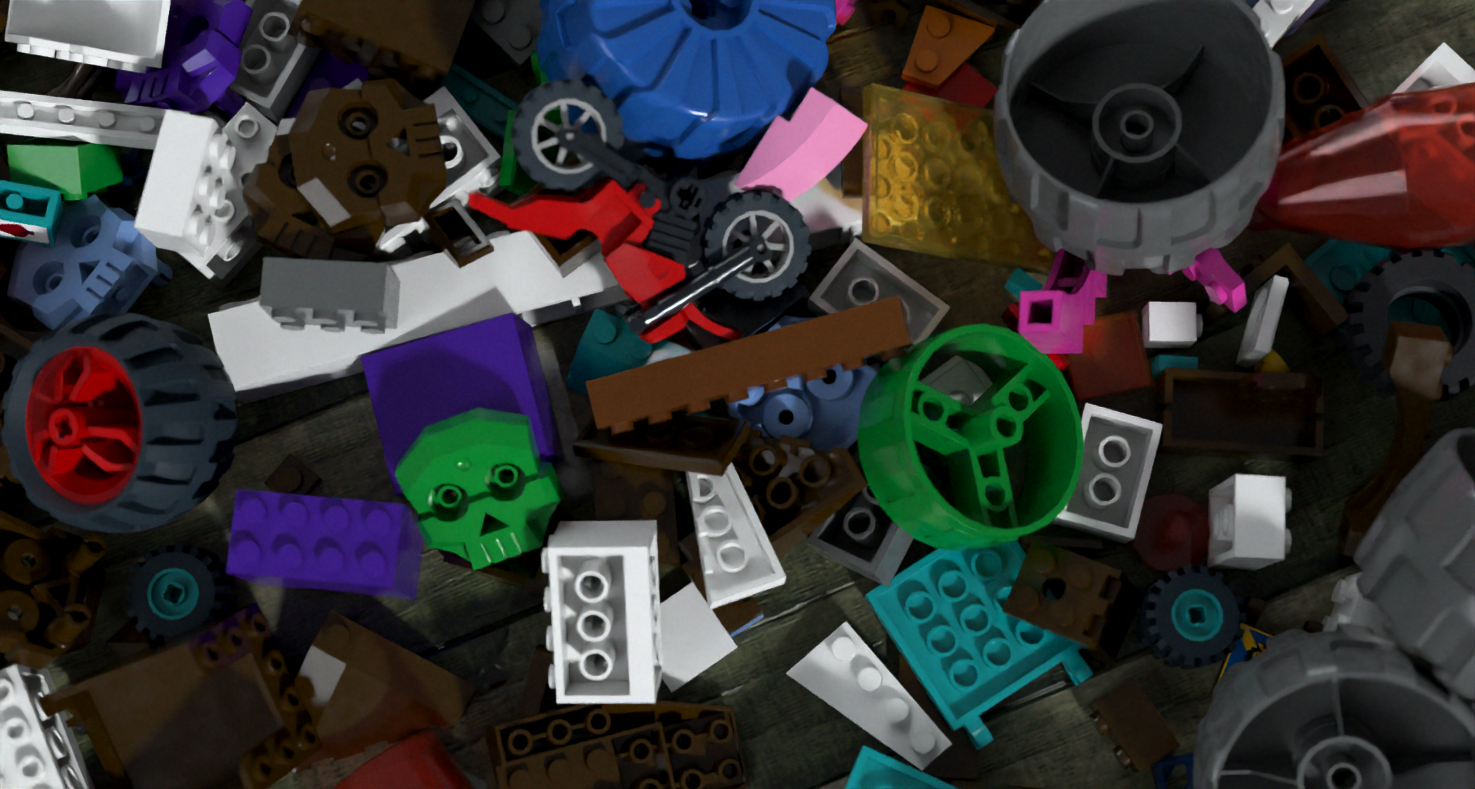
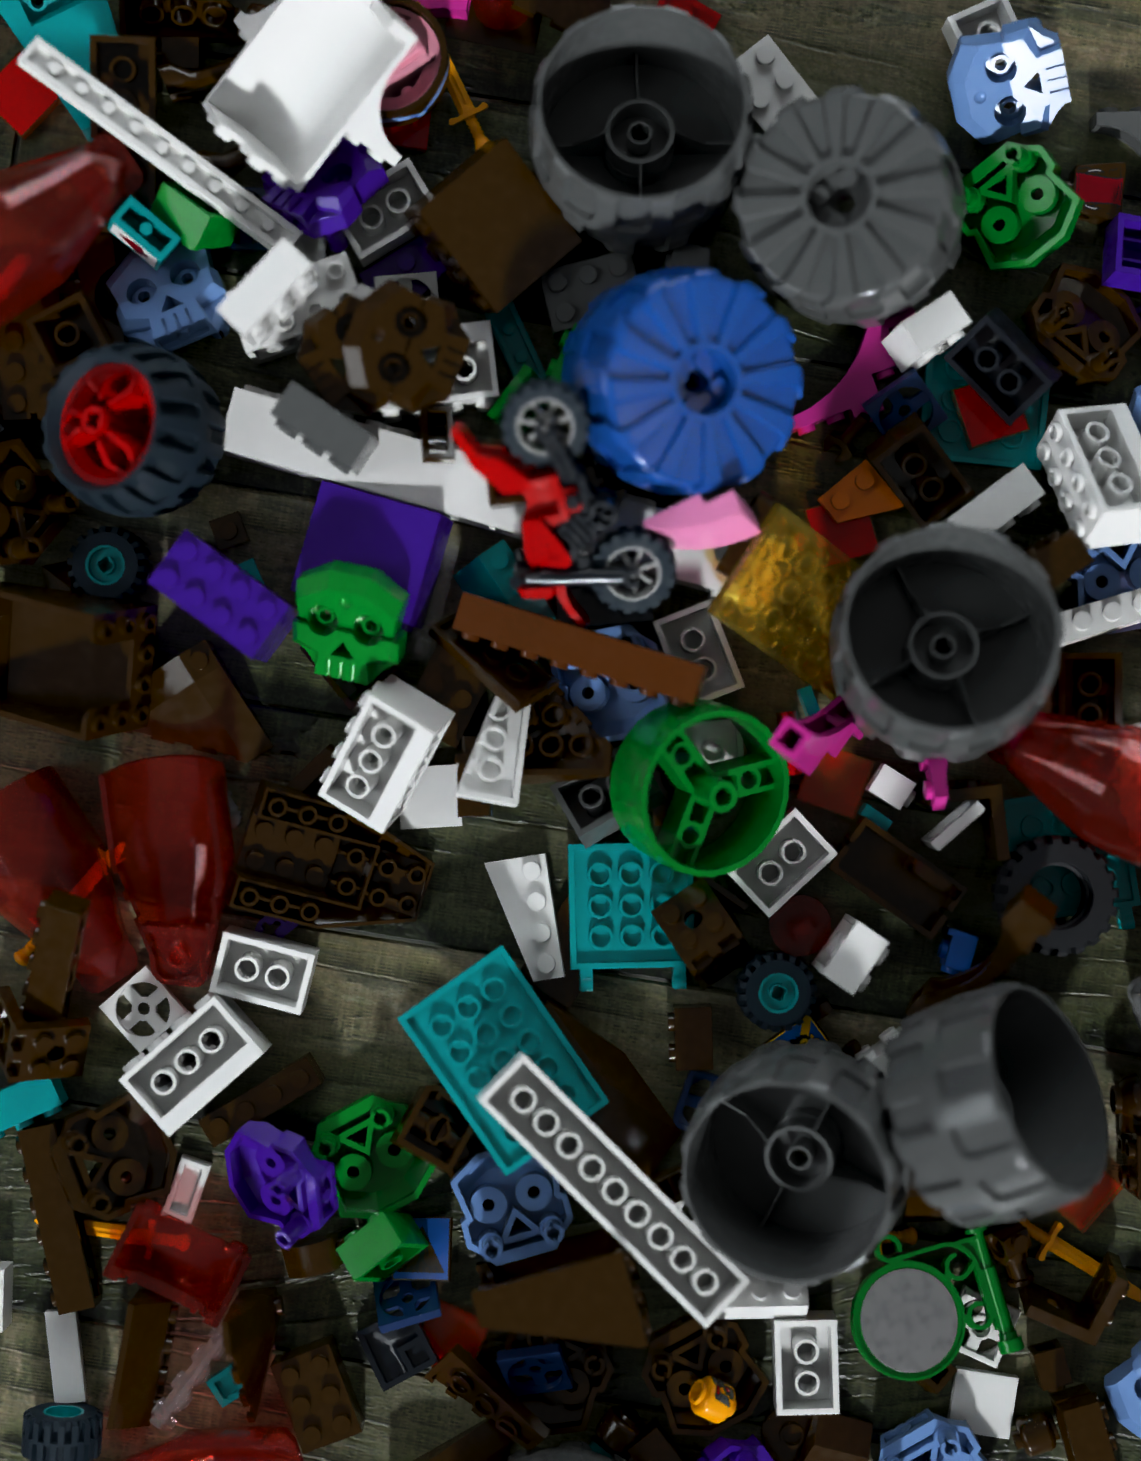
camera: 35 degrees right, 10 degrees up
(1271, 363) = (941, 858): yellow hinge -> none
(1353, 455) = (956, 950): none -> blue brick

